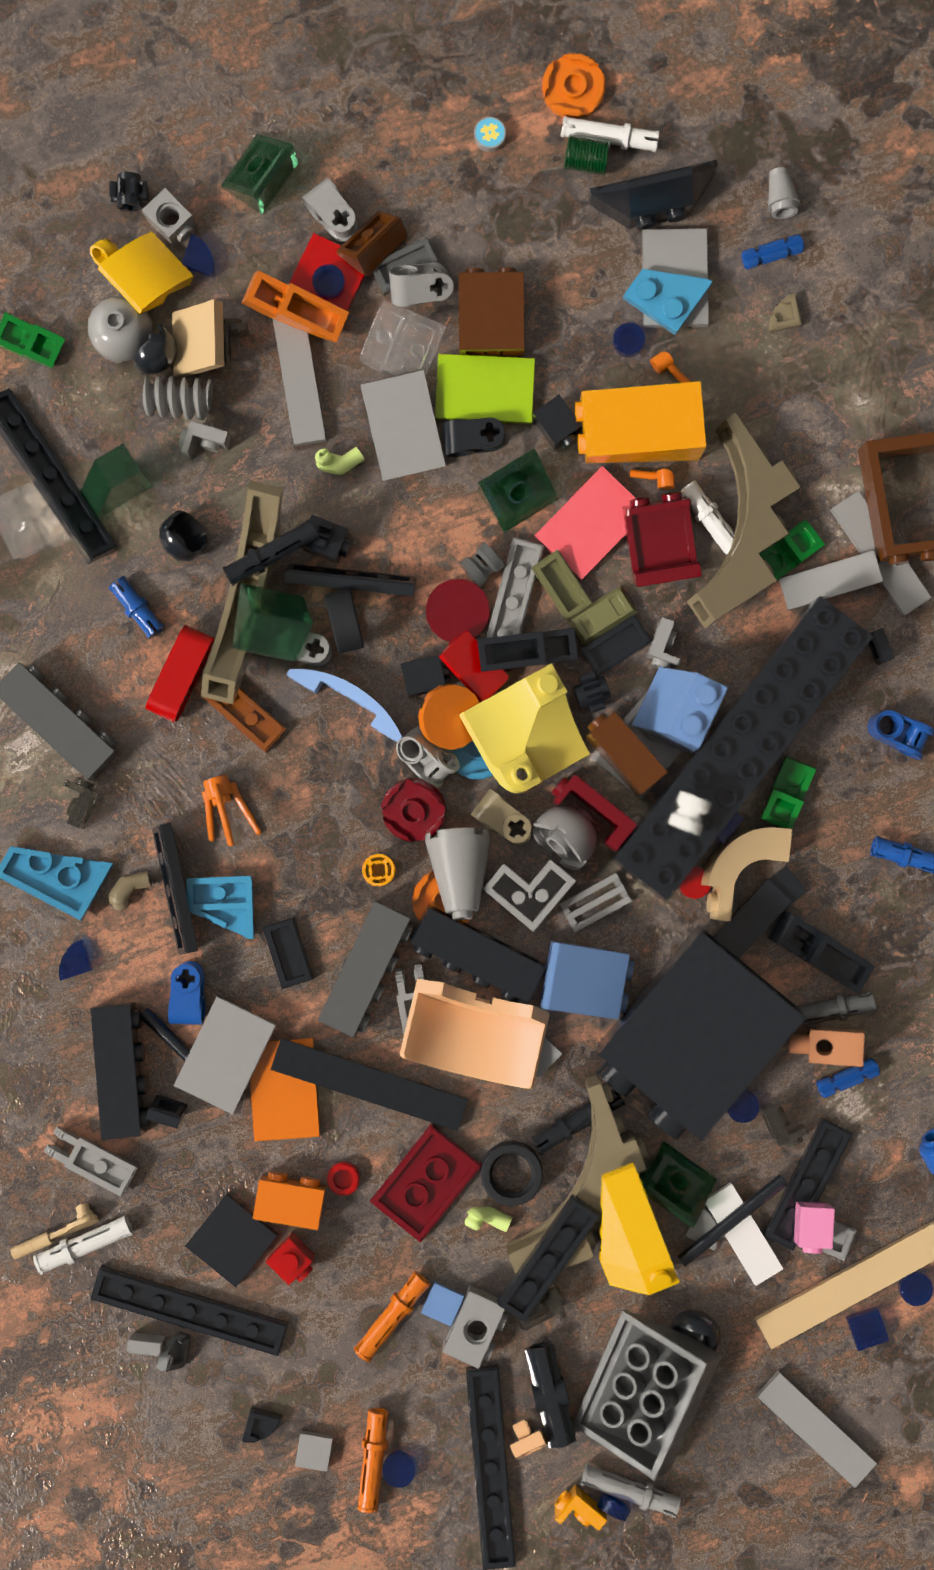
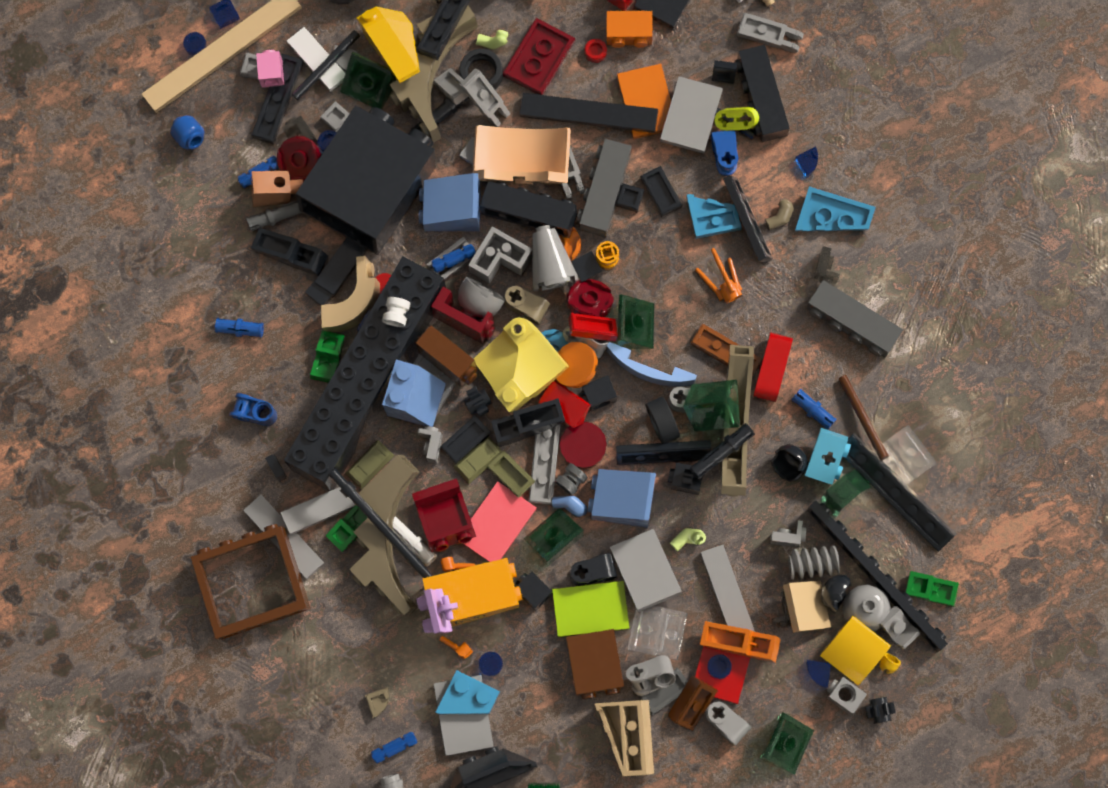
camera: 170 degrees right, 10 degrees down
(72, 583) = (863, 417): none -> reddish brown bar
(80, 291) = (898, 628): none -> light grey bracket
(88, 357) = (870, 567): none -> black plate
(130, 534) = (827, 442): none -> medium azure brick
(162, 1031) = (736, 113): none -> neon yellow beam
(332, 951) = (630, 197): none -> black tile
(357, 766) = (635, 323): none -> clear green slope
(411, 860) = (586, 266): none -> black tile
(416, 524) = (622, 497): none -> medium blue slope
(416, 764) = (593, 327): none -> red tile
(462, 212) = (629, 734): none -> tan wedge
(486, 531) = (571, 503): none -> medium blue arm
(514, 1128) = (484, 96): none -> light grey hinge
(555, 1154) = (449, 85): none -> light grey tile
(593, 900) = (453, 258): none -> blue axle
(691, 394) = (439, 609): none -> lavender hips
(728, 1141) = (334, 116): none -> light grey tile
(750, 634) = (369, 464): none -> olive tile
(788, 579) = (349, 490): none -> black bar
(790, 1084) = (298, 157): none -> dark red tile

